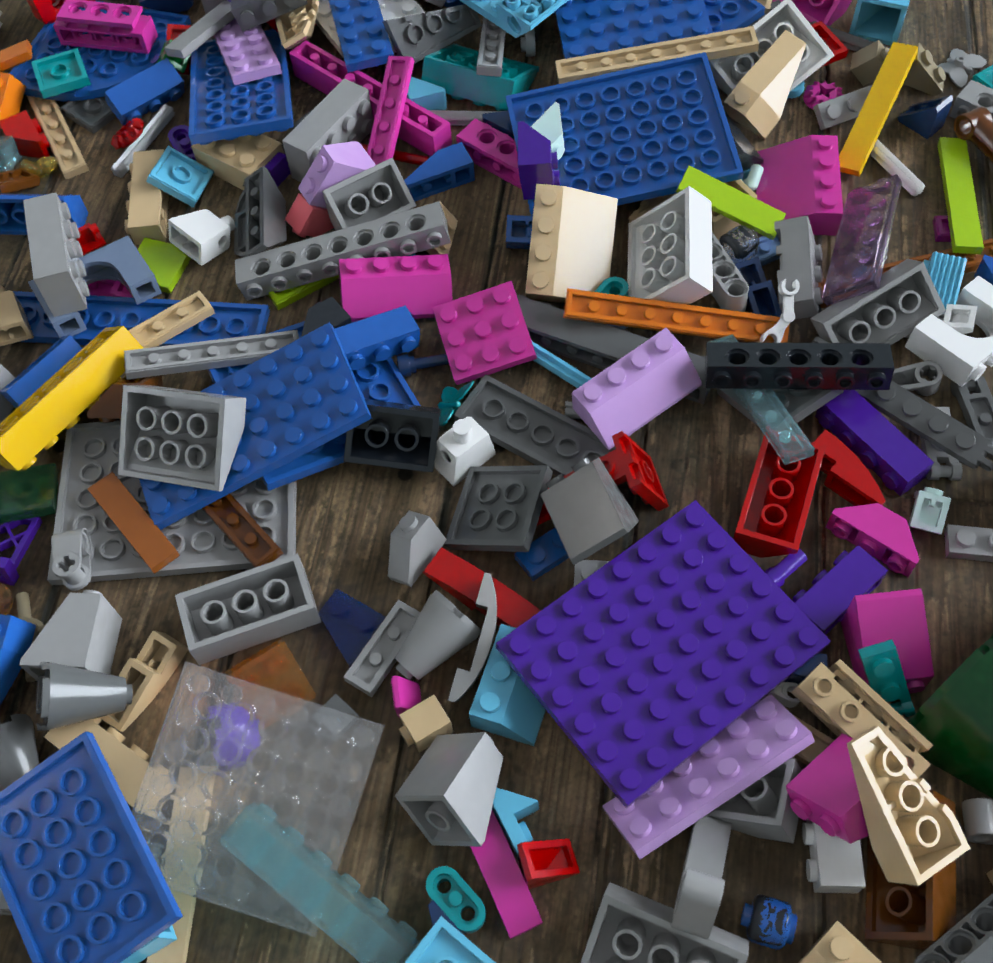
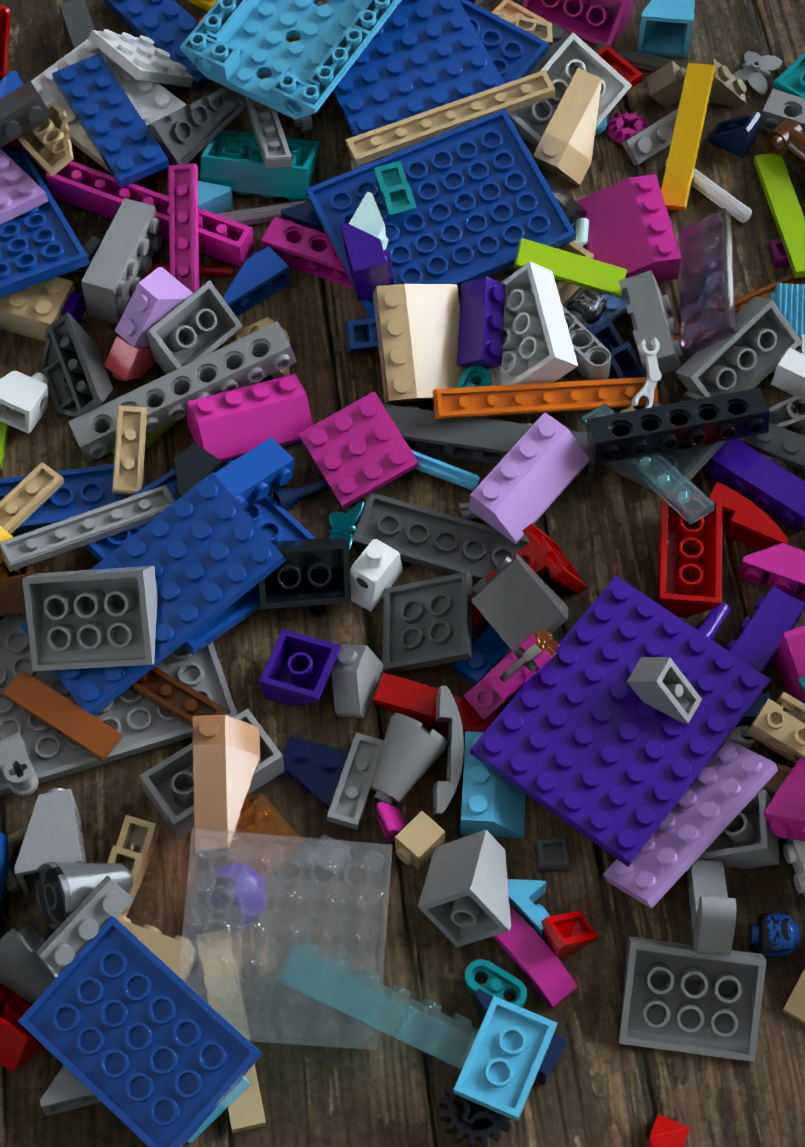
camera: 20 degrees left, 0 degrees up
(82, 715) = (84, 923): none -> light grey plate
(247, 607) = (223, 768): none -> medium nougat wedge
(276, 293) = (129, 450): none -> tan tile
(359, 524) = (298, 669): none -> dark purple slope
(557, 771) = (552, 854): none -> dark grey tile
(561, 574) = (512, 672): none -> dark pink plate
(584, 105) = (394, 188): none -> teal slope
(632, 238) = (481, 323): none -> dark purple brick
(712, 626) = (664, 688): none -> light grey slope

